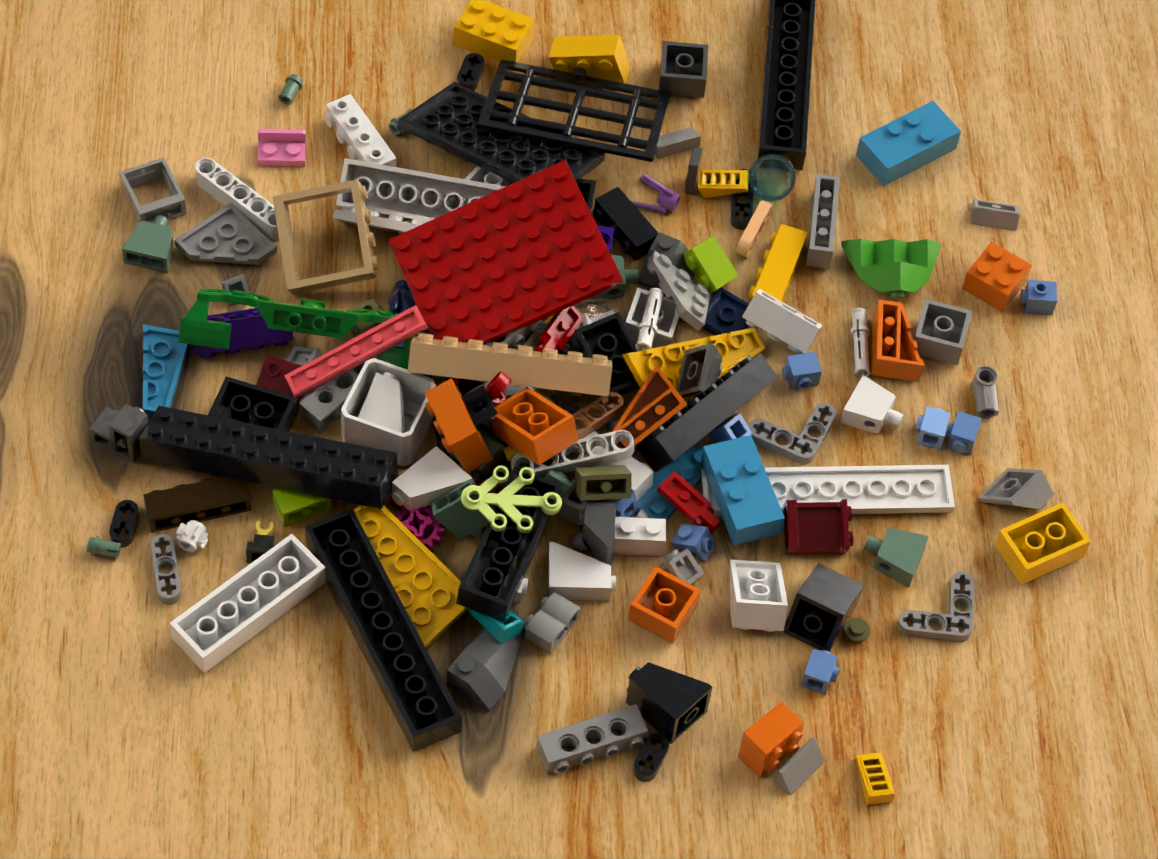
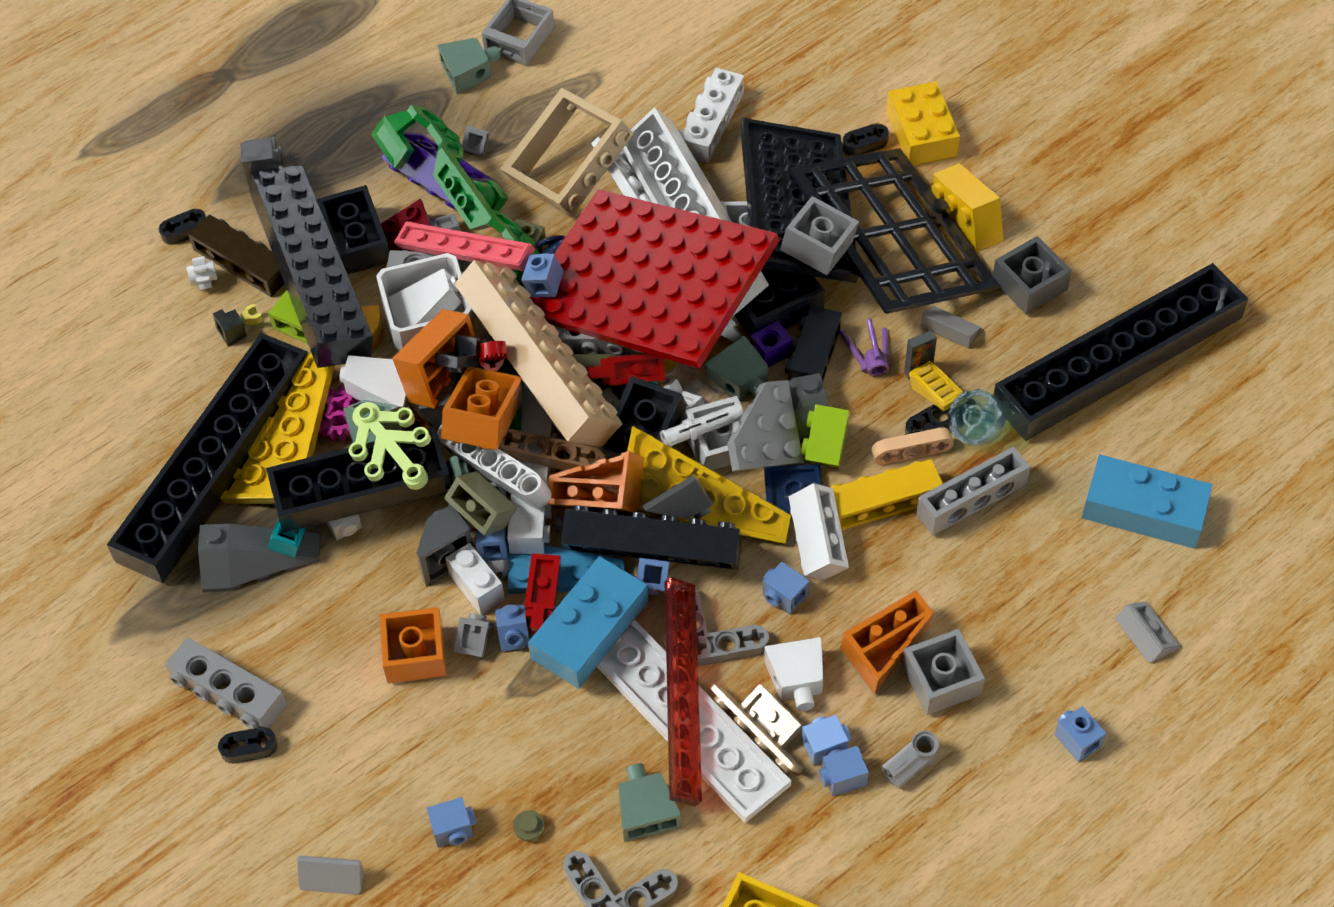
camera: 60 degrees right, 0 degrees up
(103, 547) = (145, 223): sand green pin -> none
(161, 366) = (345, 154): dark azure wing -> none
(173, 576) = (165, 269): light grey beam -> none
(226, 239) = (517, 99): light grey plate -> none
(229, 189) = (570, 74): white beam -> none
(248, 603) = (160, 348): white brick -> none
(281, 147) = (650, 75): bright pink bracket -> none
(292, 85) = (716, 41): sand green pin -> none
(441, 318) = (542, 275): none -> medium blue brick
(551, 622) = (327, 573): light grey brick -> none
(569, 141) = (819, 235): none -> light grey brick
(578, 575) = (390, 559): white slope -> none
(668, 699) = (302, 714): black slope -> none
(757, 595) = (493, 714): white slope -> none
(771, 740) = (328, 826): orange brick -> none
(817, 527) = (610, 712): dark red panel -> none
(822, 607) = (525, 776): black slope -> none
(845, 478) = (682, 693): none -> clear red plate
(860, 335) = (877, 604): white pin -> none
(892, 446) = (767, 720): none -> bracket
(893, 264) = (984, 583): bright green brick -> none
(996, 276) = (1063, 678): orange brick -> none
(1019, 489) = (815, 865): light grey slope -> none

